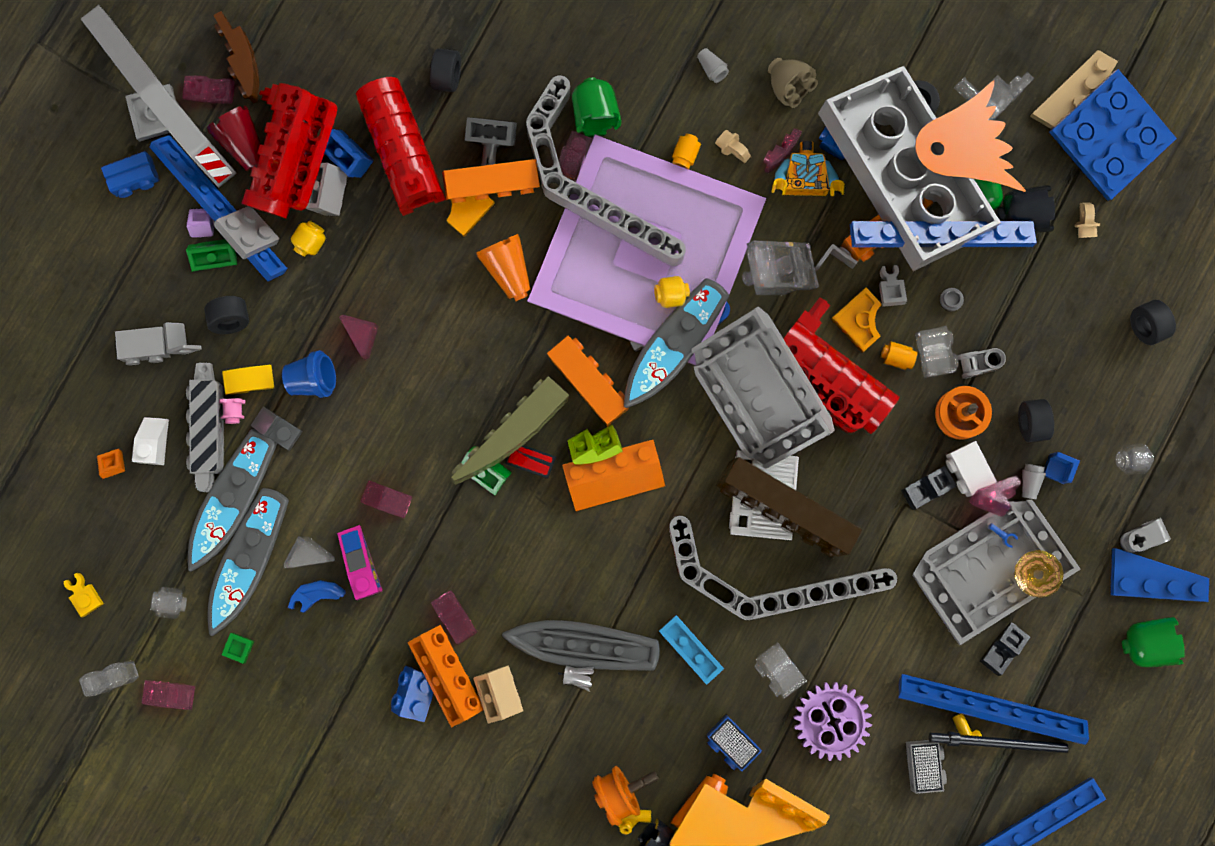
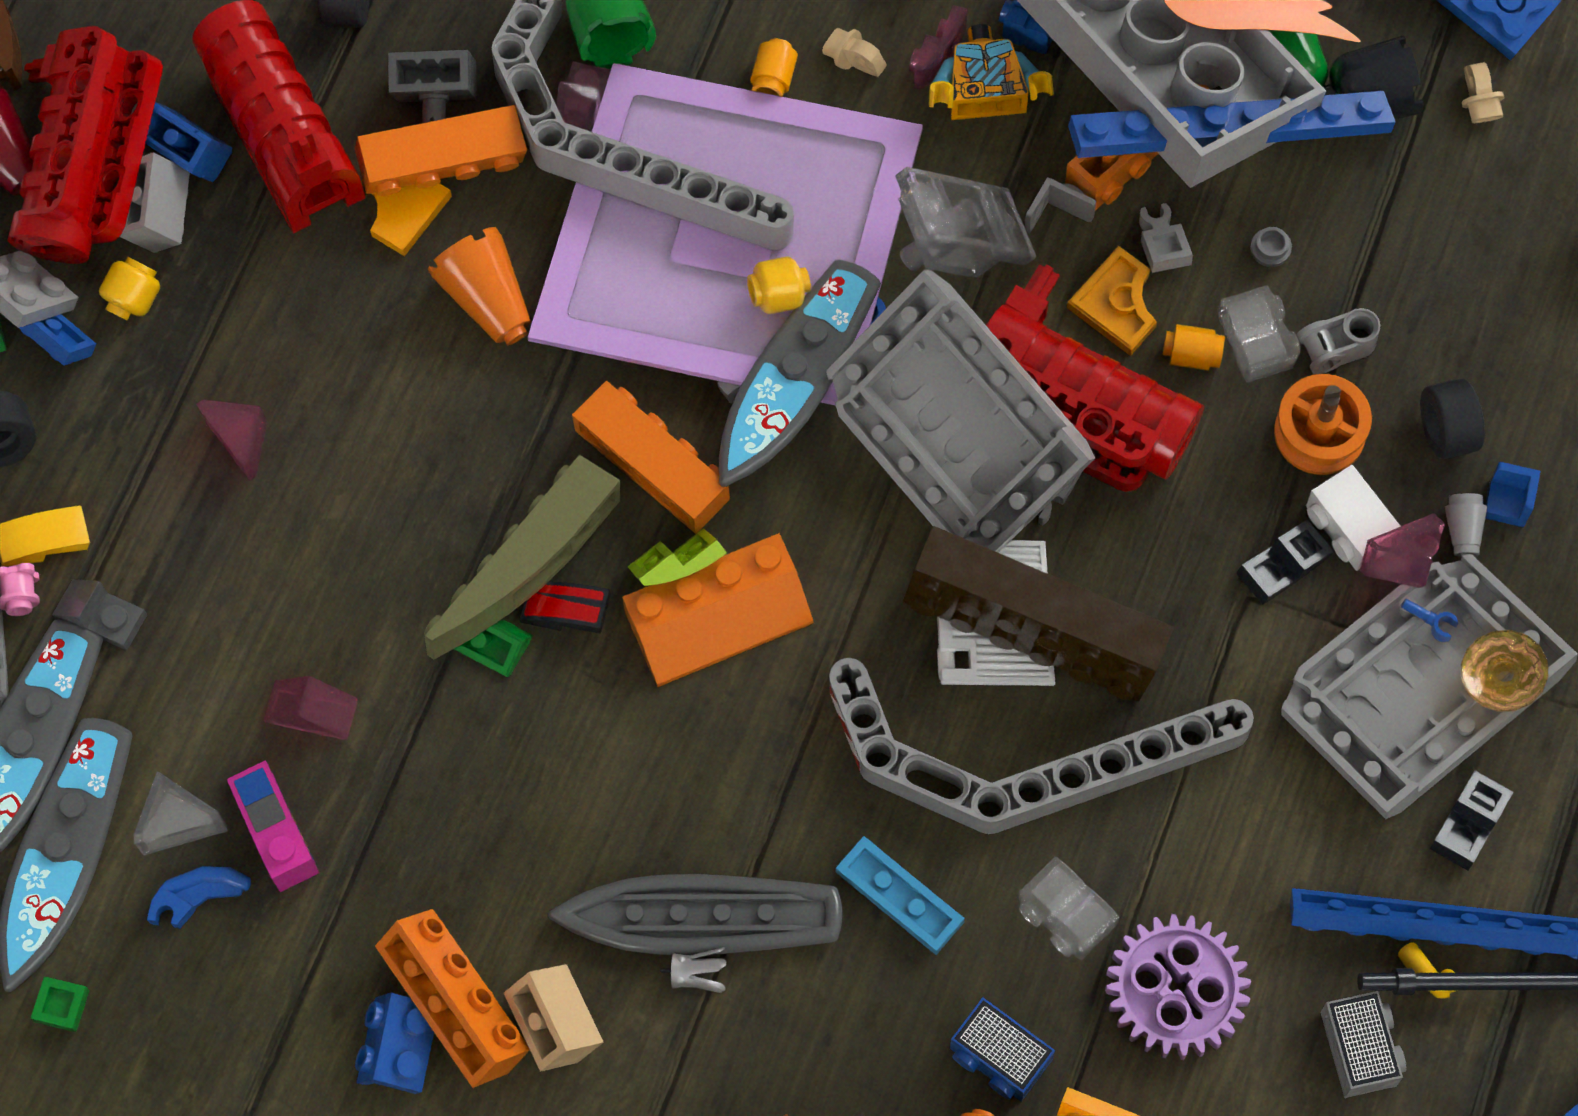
camera: 10 degrees left, 15 degrees down
(310, 376) = (153, 510): blue piece -> none
(454, 617) = (457, 898): clear pink slope -> none

